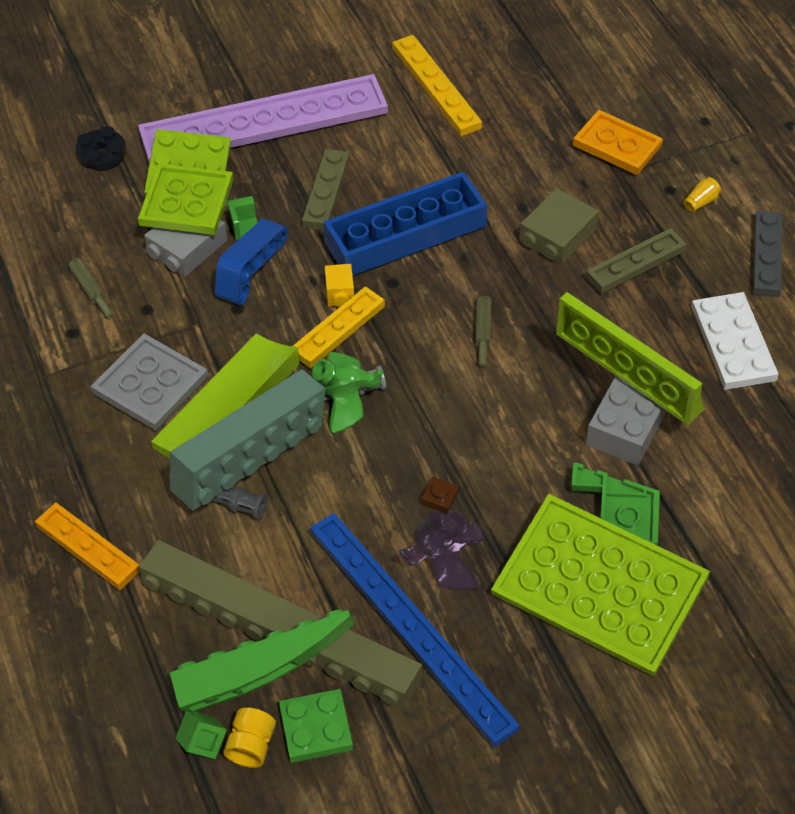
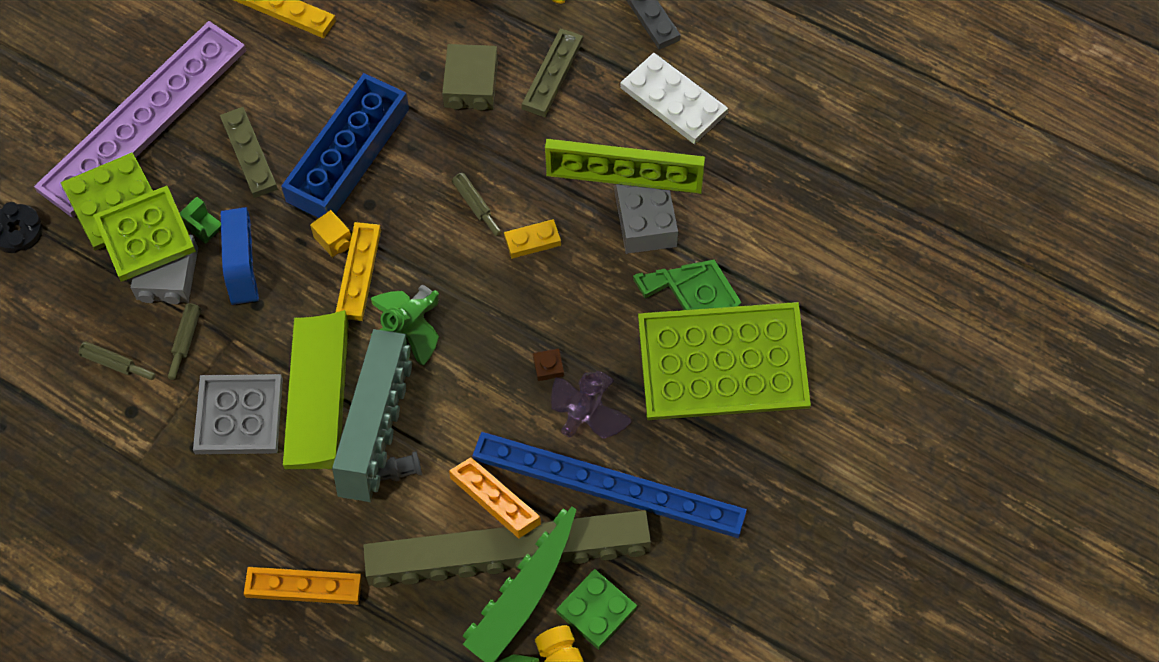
camera: 35 degrees left, 10 degrees up
(157, 299) = (184, 337): none -> olive axle
(298, 572) = (495, 497): none -> light orange plate
(509, 385) = (532, 238): none -> yellow plate

